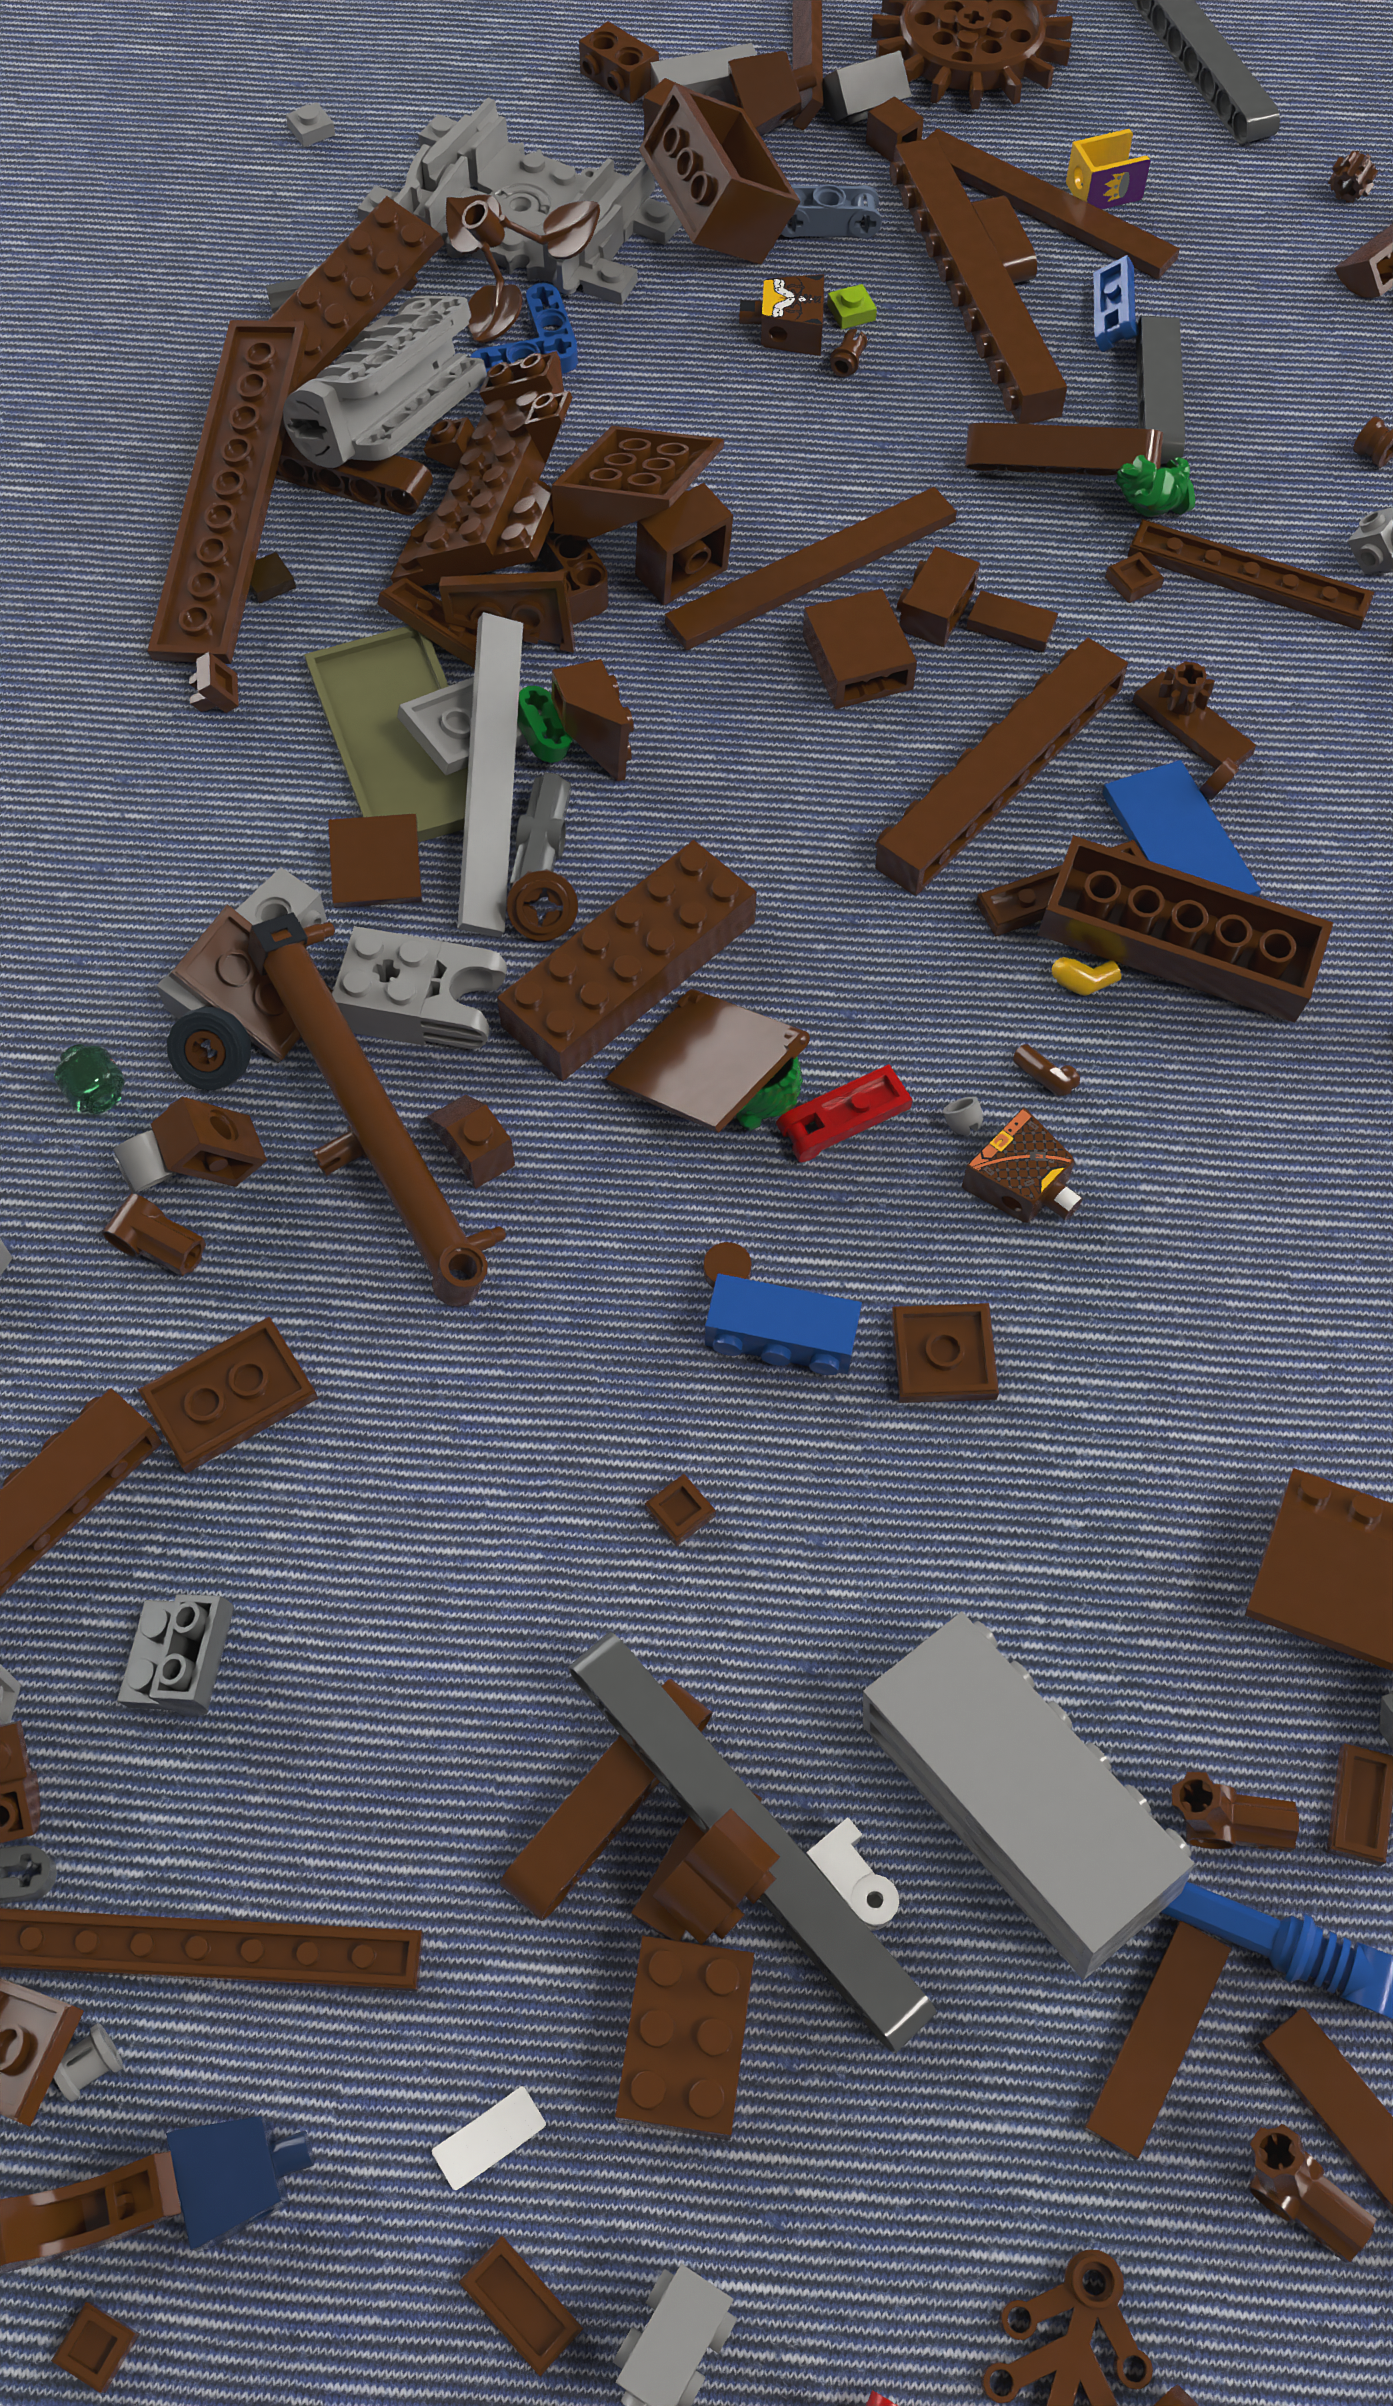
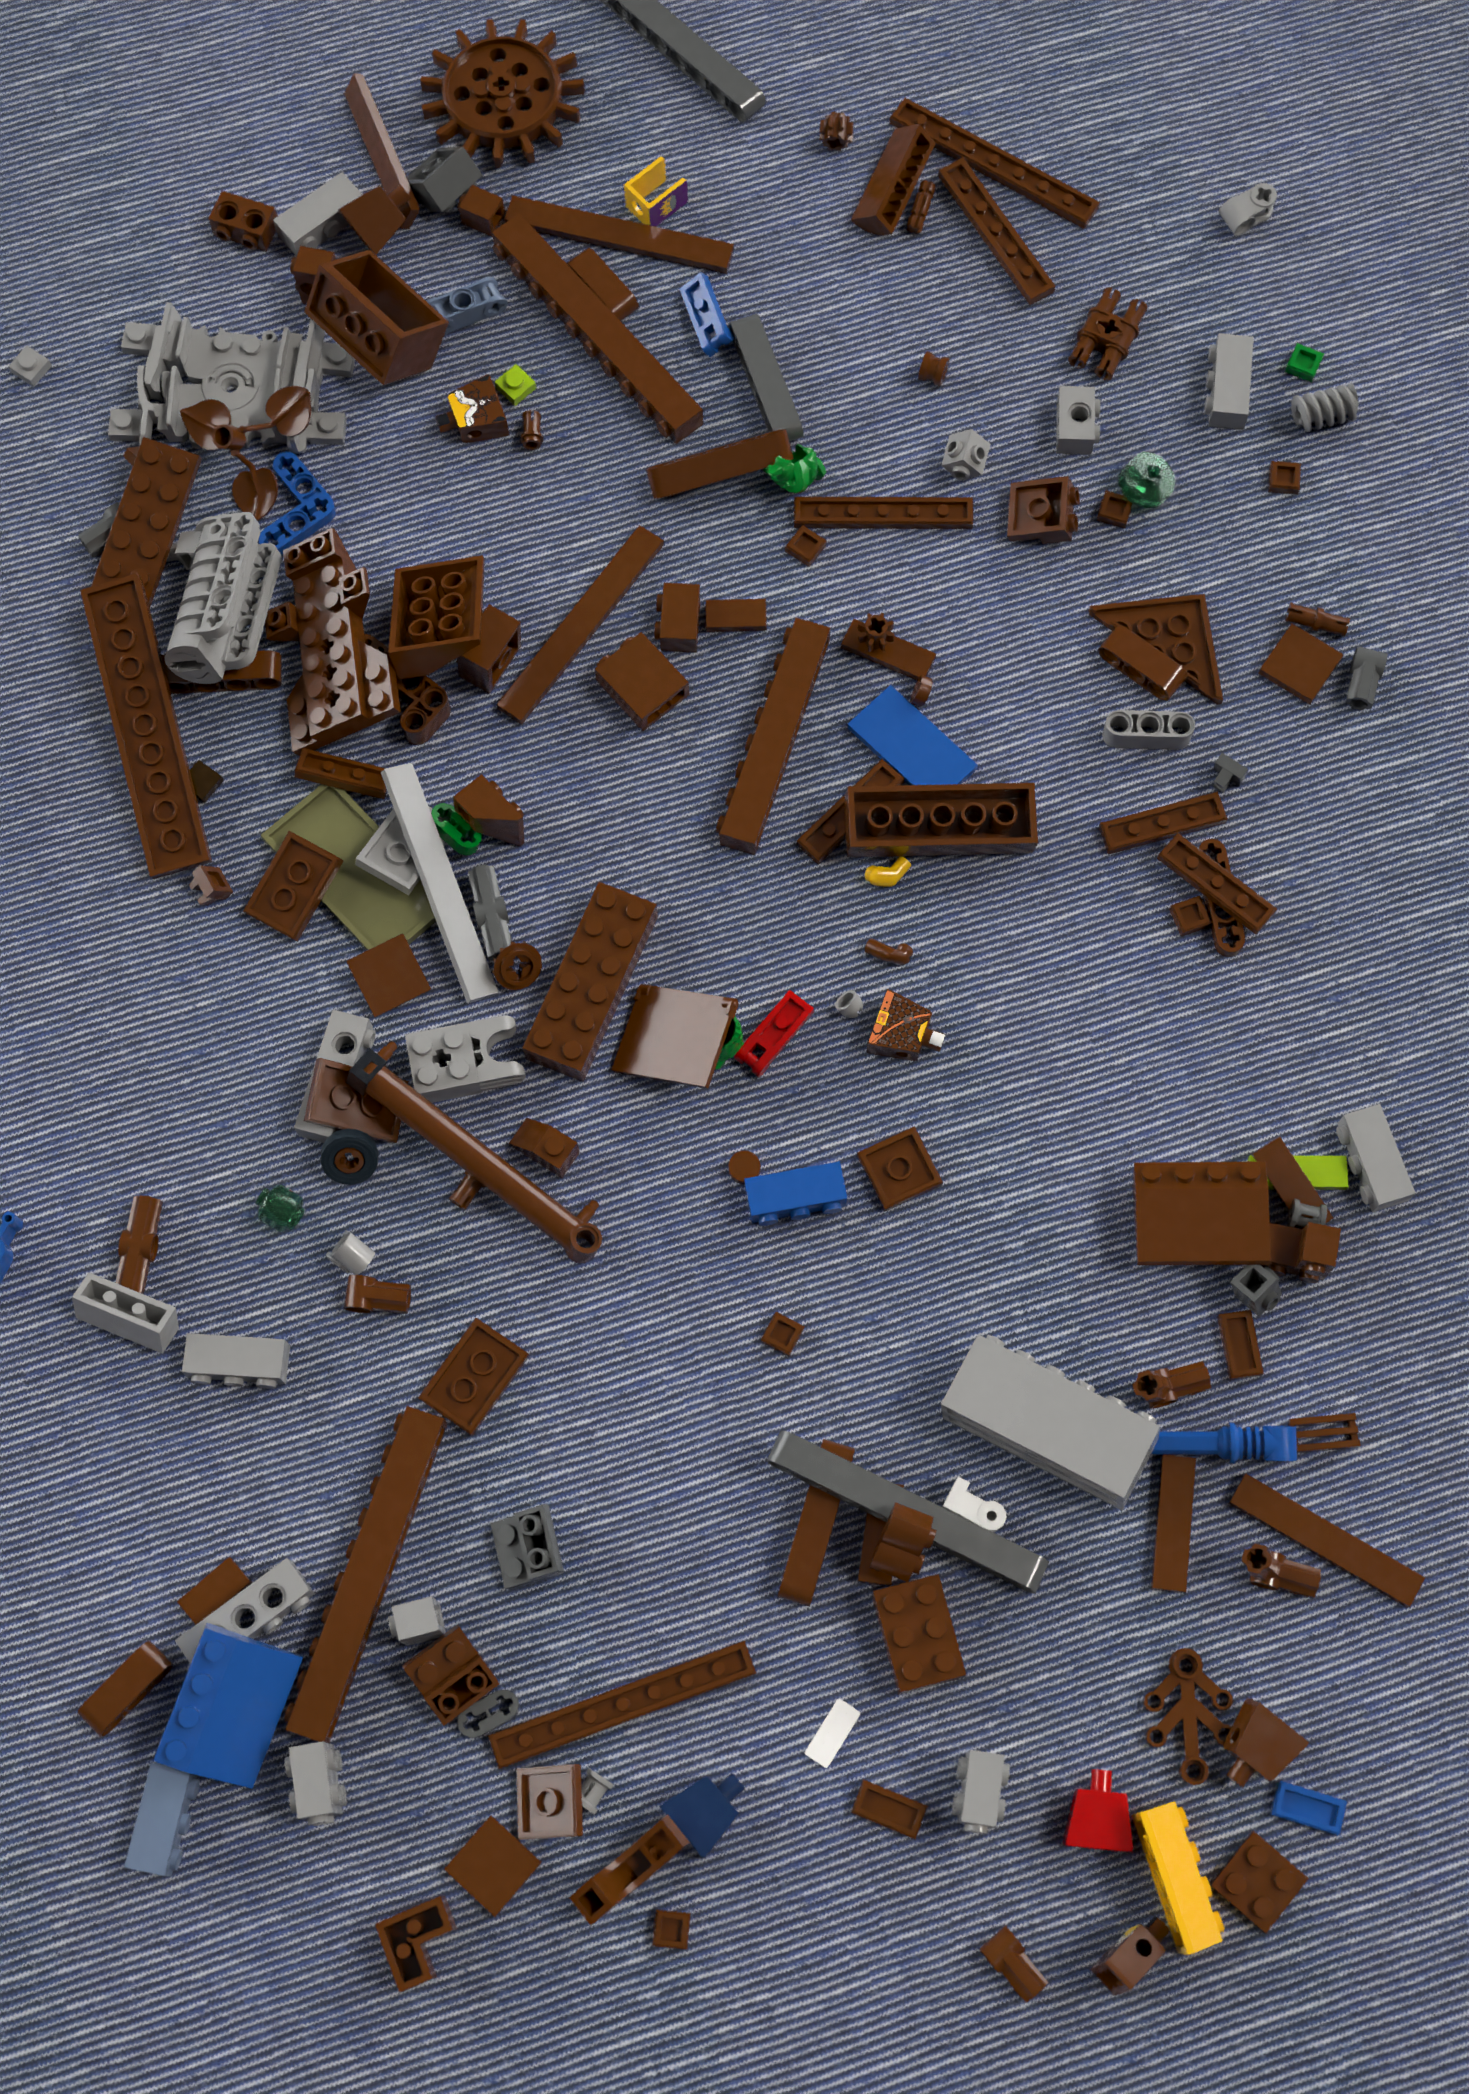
camera: 20 degrees left, 10 degrees up
(208, 1142) = (385, 1222): reddish brown brick -> none
(312, 720) = (293, 886): none -> reddish brown tile
(533, 599) = (395, 743): reddish brown wing -> none

